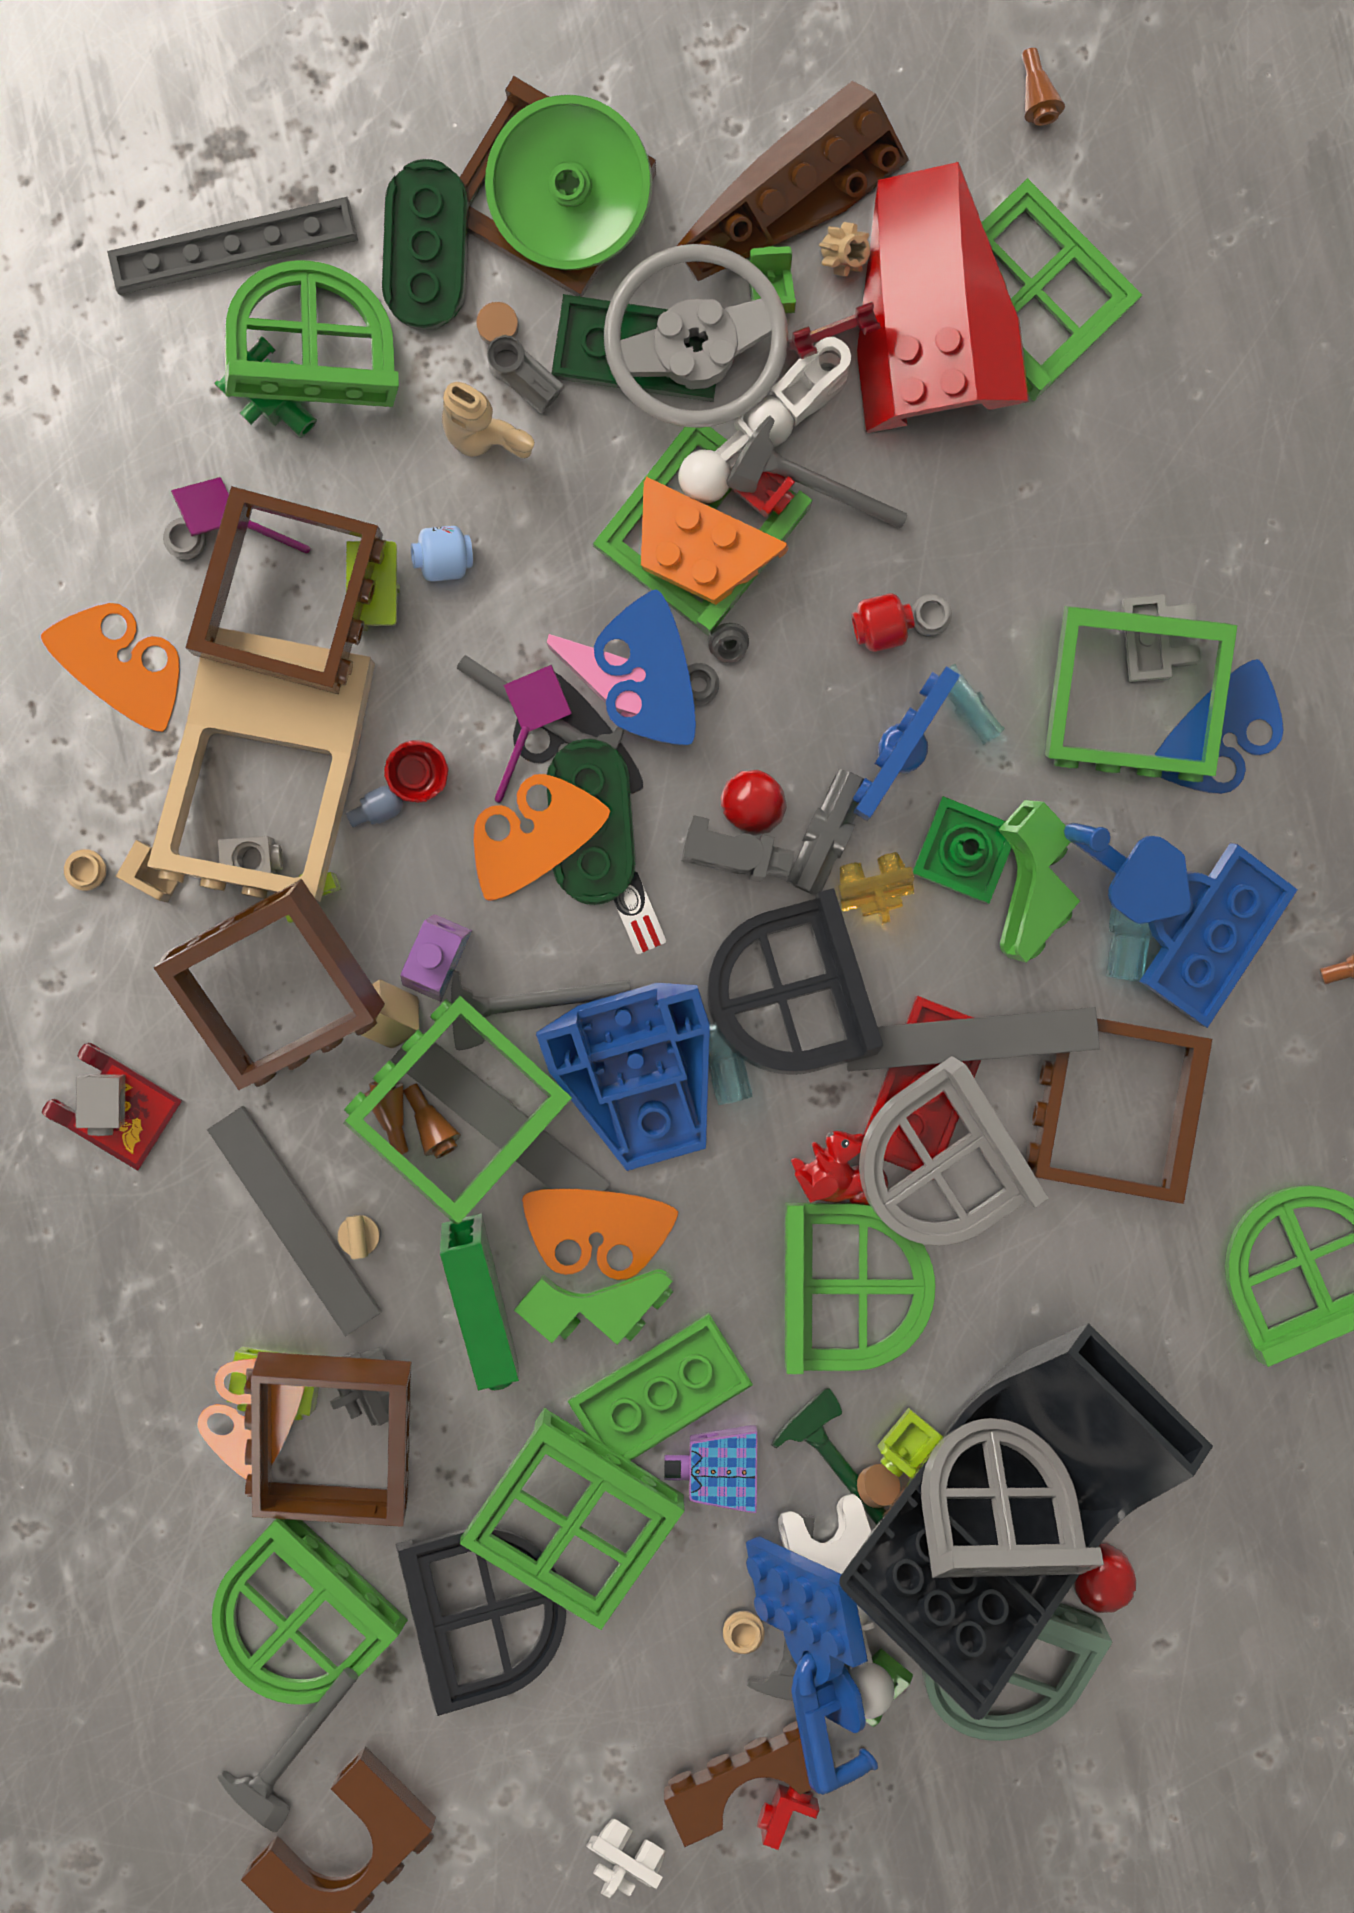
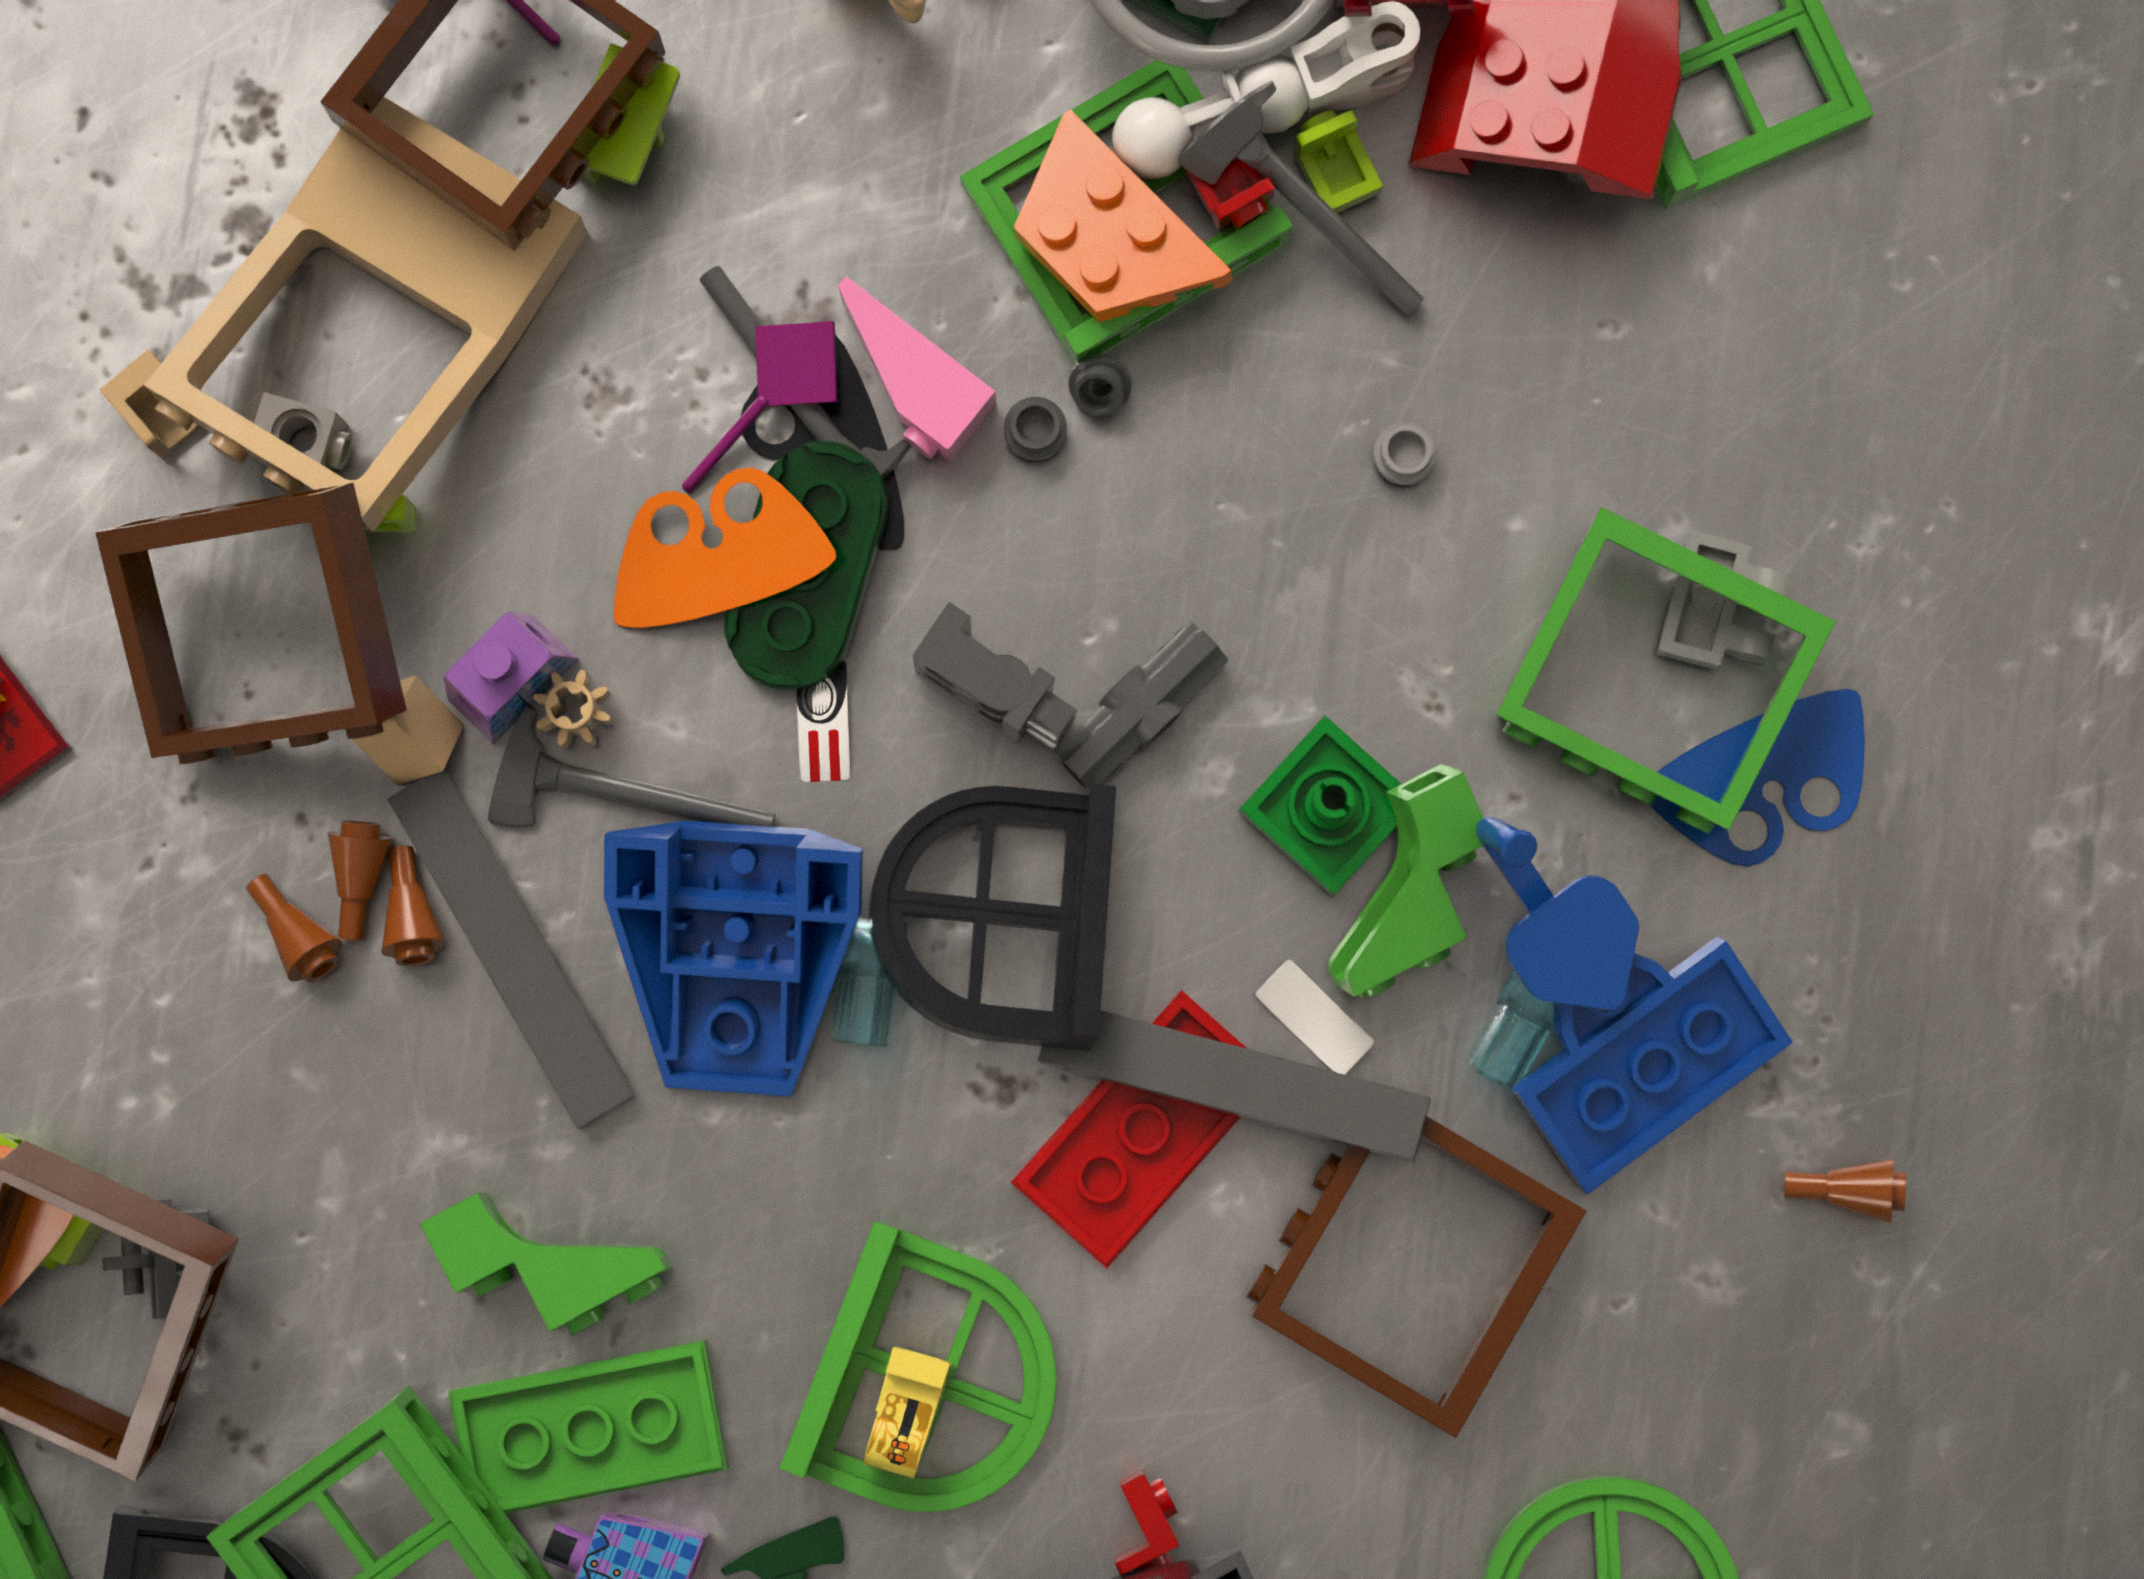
camera: 25 degrees right, 5 degrees down
(85, 869) = (63, 368): tan plate -> none
(93, 661) = (224, 135): orange piece -> none
(294, 1220) = (159, 979): dark grey tile -> none
(358, 1236) = (242, 1034): tan plate -> none
(364, 1162) = (302, 943): none -> dark orange cone
(376, 807) = (510, 432): sand blue cylinder -> none
(416, 771) = (584, 401): red hair -> none
(442, 553) = (741, 111): light blue head -> none
(471, 964) = (555, 707): none -> tan gear
(479, 1302) = (374, 1195): green slope -> none
(509, 1153) = (425, 789): bright green window -> none
(578, 1213) = (571, 1121): orange piece -> none
(657, 648) = (982, 416): blue piece -> none
(753, 802) = (1050, 624): red hair -> none
(822, 448) = (1336, 160): none -> lime bracket
(830, 1174) = (959, 1209): red animal -> none
(849, 1310) = (906, 1411): none -> light yellow leg
(878, 892) = (1179, 817): clear yellow hips -> none
(882, 622) = (1330, 436): red head -> none
(904, 744) = (1295, 620): blue plate -> none
(973, 709) = (1412, 600): clear light blue pin -> none
(984, 1132) = (1203, 1224): light grey window -> none
(1003, 982) = (1314, 1018): none -> white sticker
(1017, 1313) = (1152, 1509): none -> red bracket

